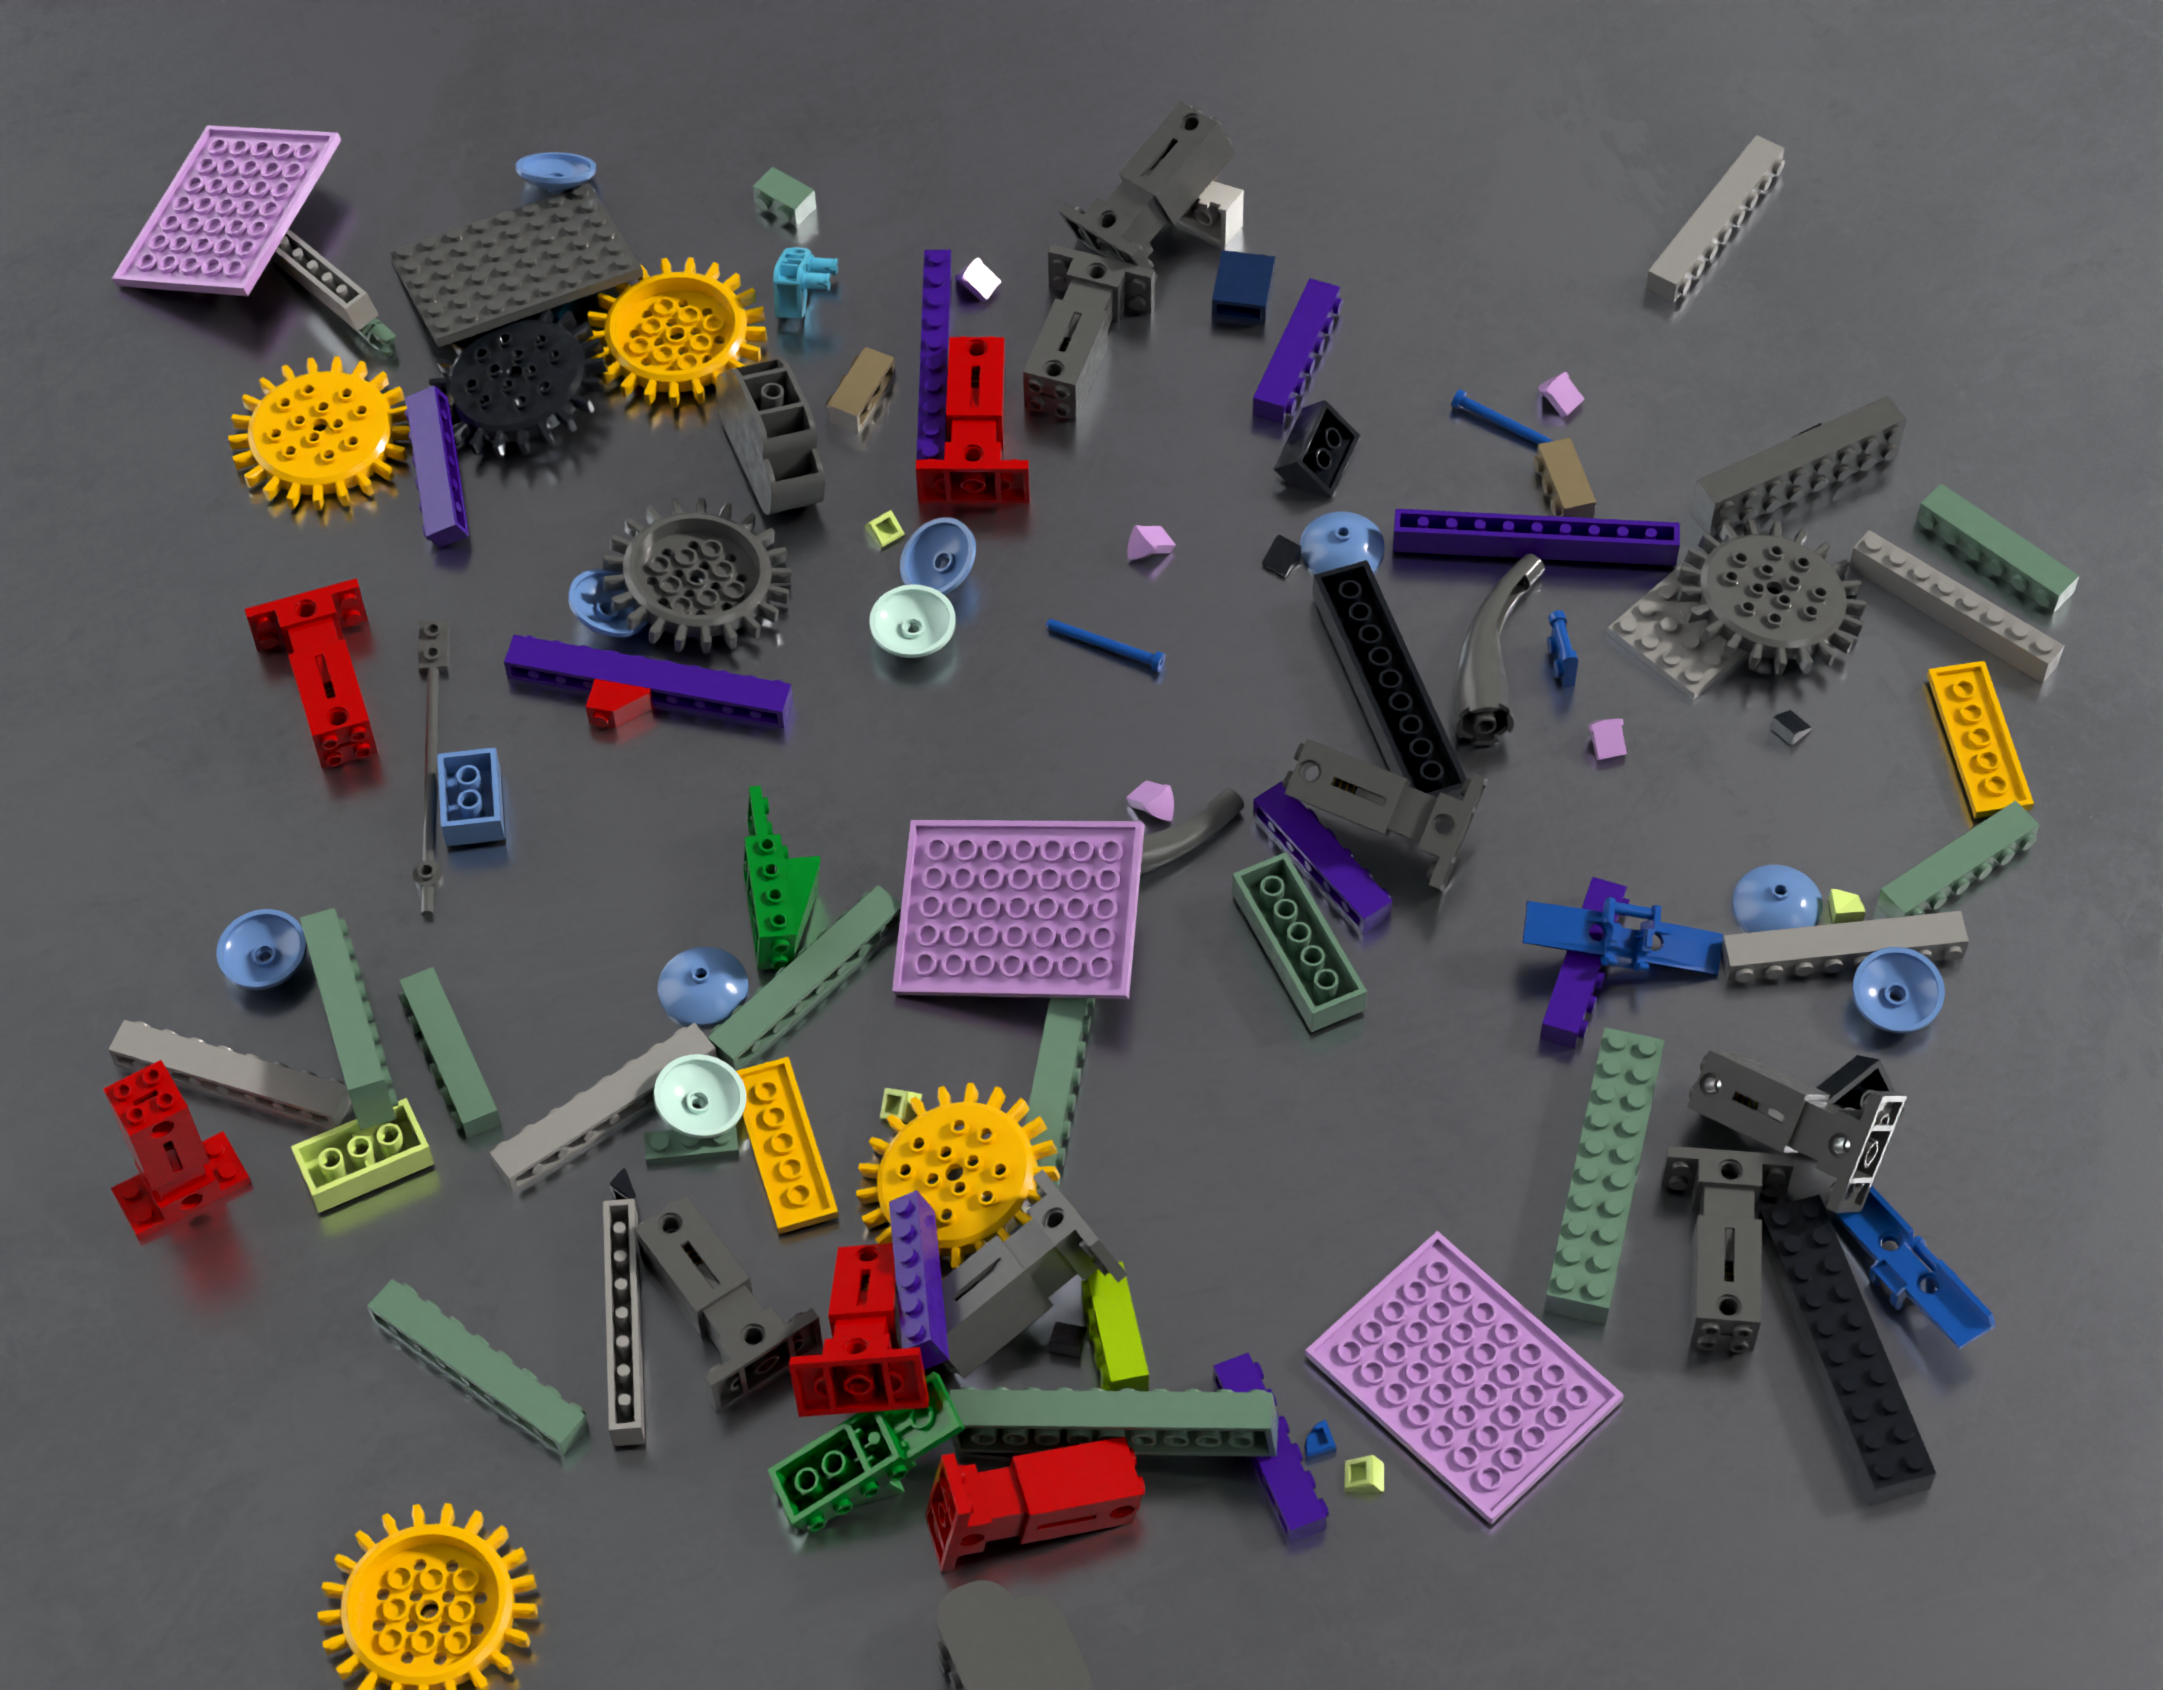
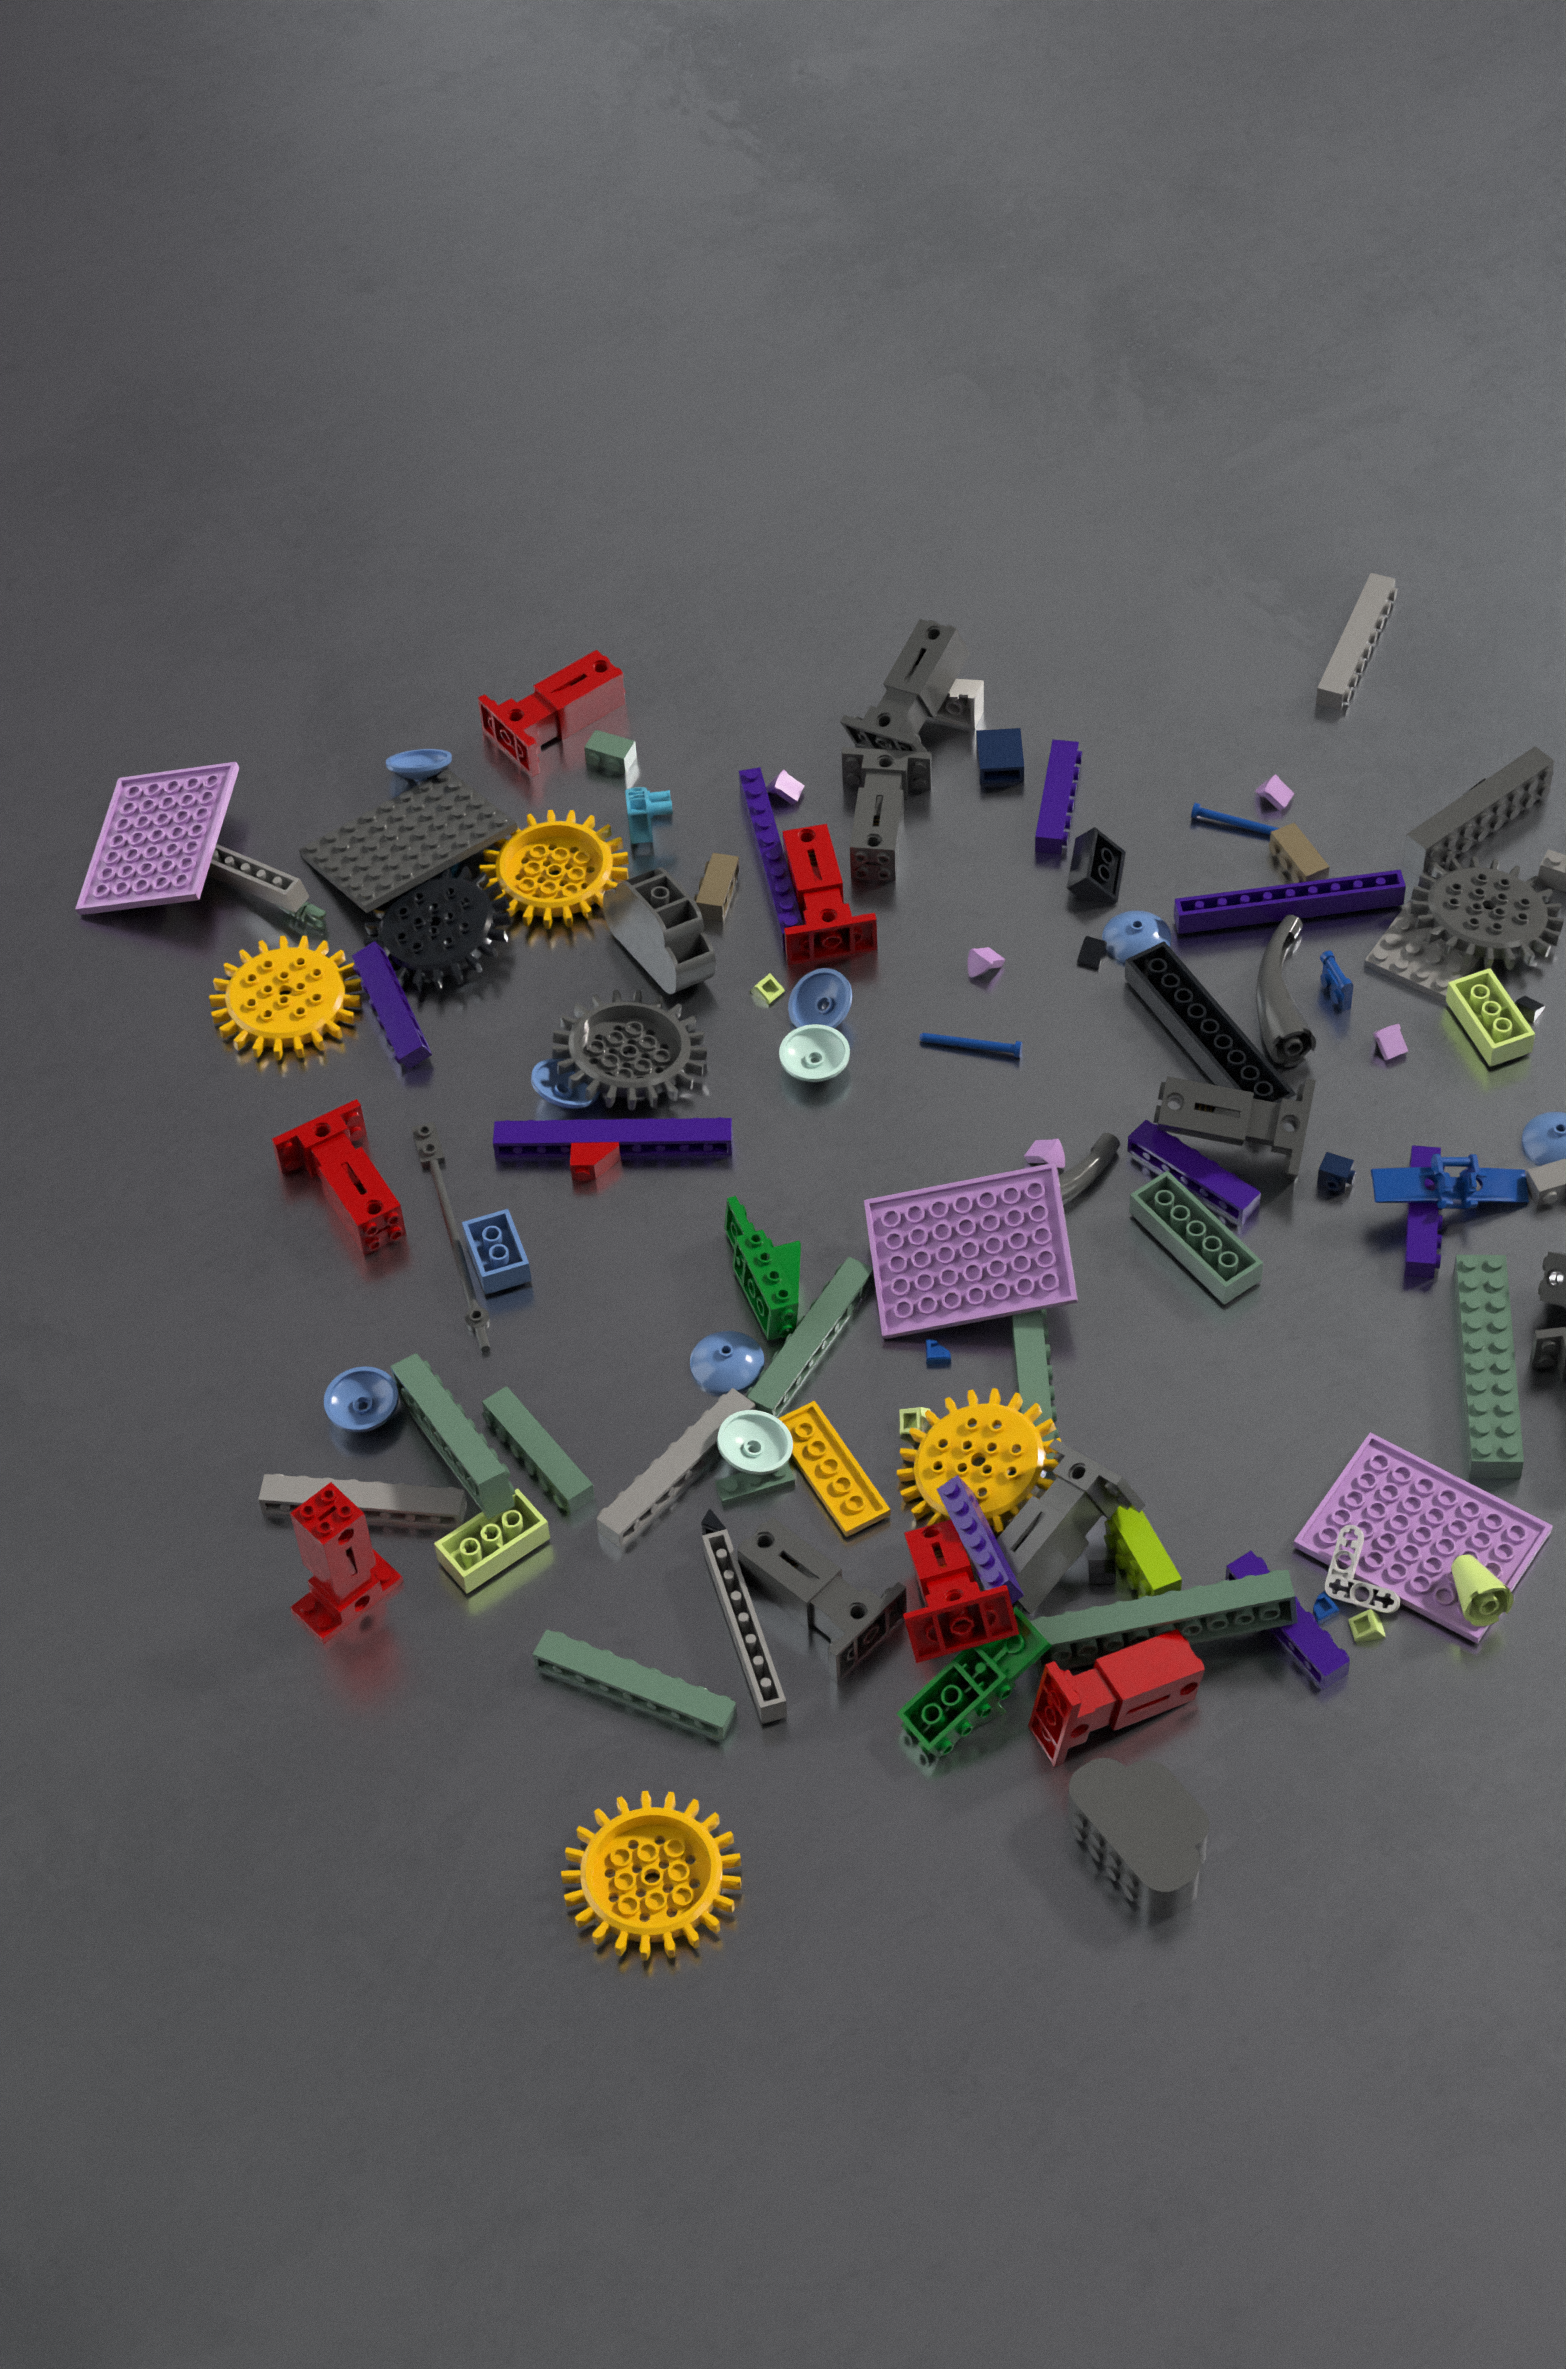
camera: 10 degrees left, 5 degrees down
(735, 131) = (556, 708): none -> red brick
(951, 1025) = (936, 1353): none -> blue tile
(1355, 1408) = (1347, 1575): none -> white beam
(1493, 892) = (1336, 1172): none -> dark blue brick
(1505, 1463) = (1480, 1592): none -> yellowish green cone
(1737, 731) = (1490, 1017): none -> yellowish green brick

